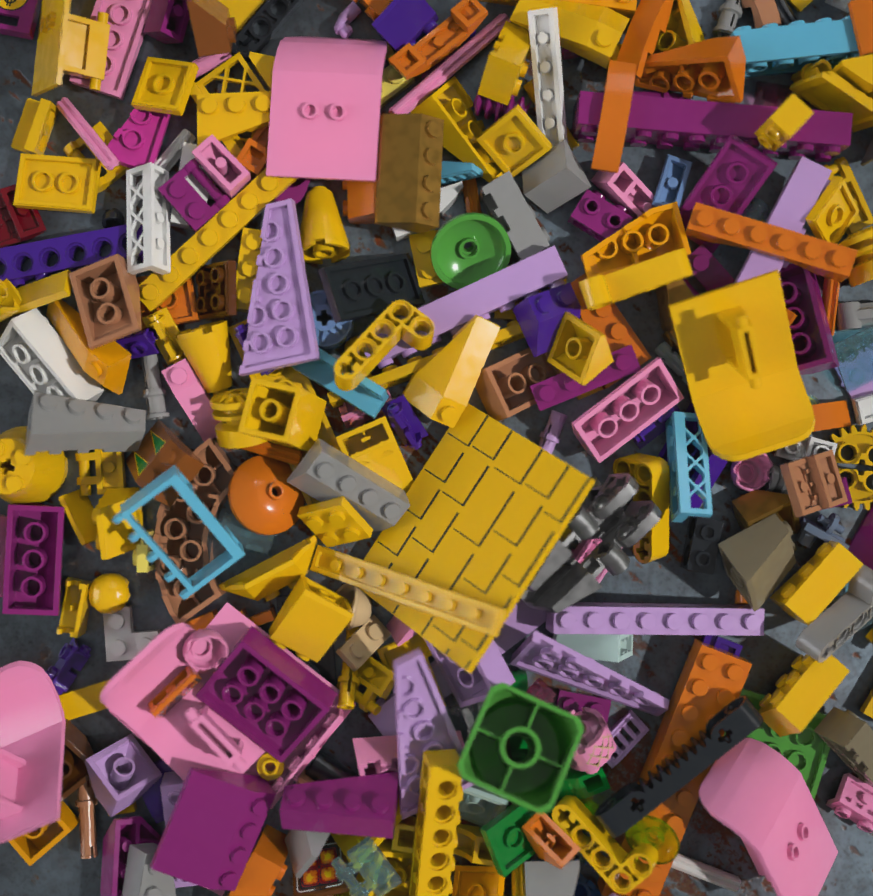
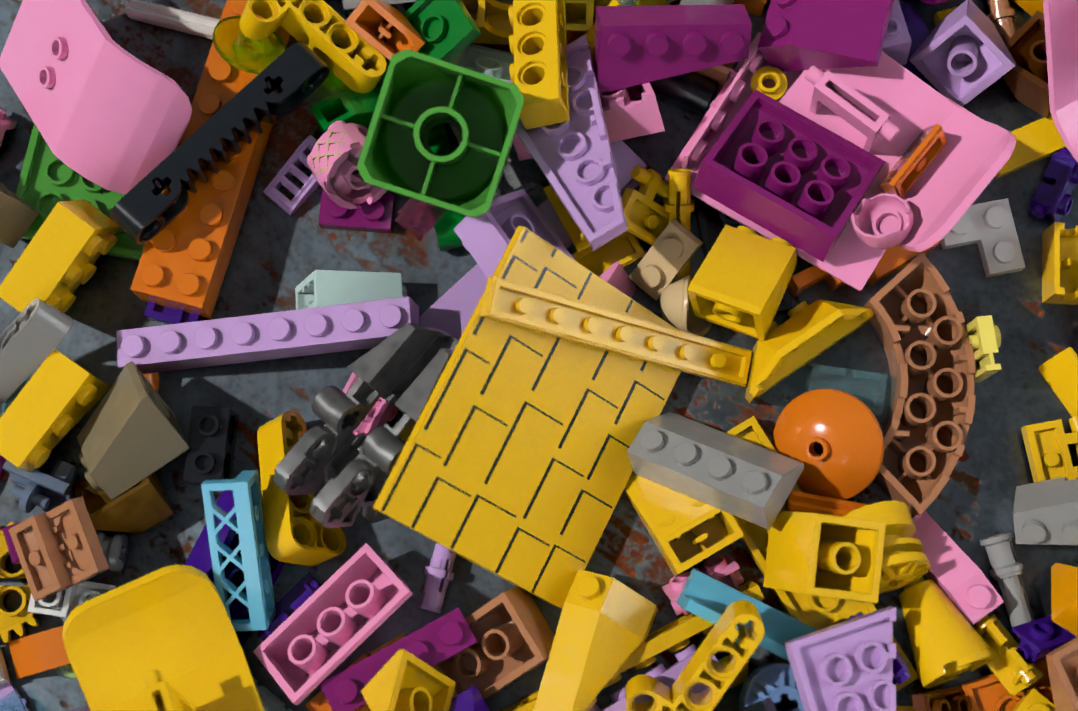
camera: 175 degrees right, 10 degrees down
(109, 593) = (1020, 288): yellow hair -> none
(112, 537) = (1028, 385): yellow slope -> none
(158, 453) = (979, 468): dark orange slope -> none
(174, 477) = (948, 434): medium azure hinge -> none
(335, 522) = (727, 417): yellow plate -> none
(405, 422) = (647, 571): dark purple hinge -> none
(560, 663) = (391, 260): lavender wing -> none
(751, 473) = (147, 553): bright pink hair -> none

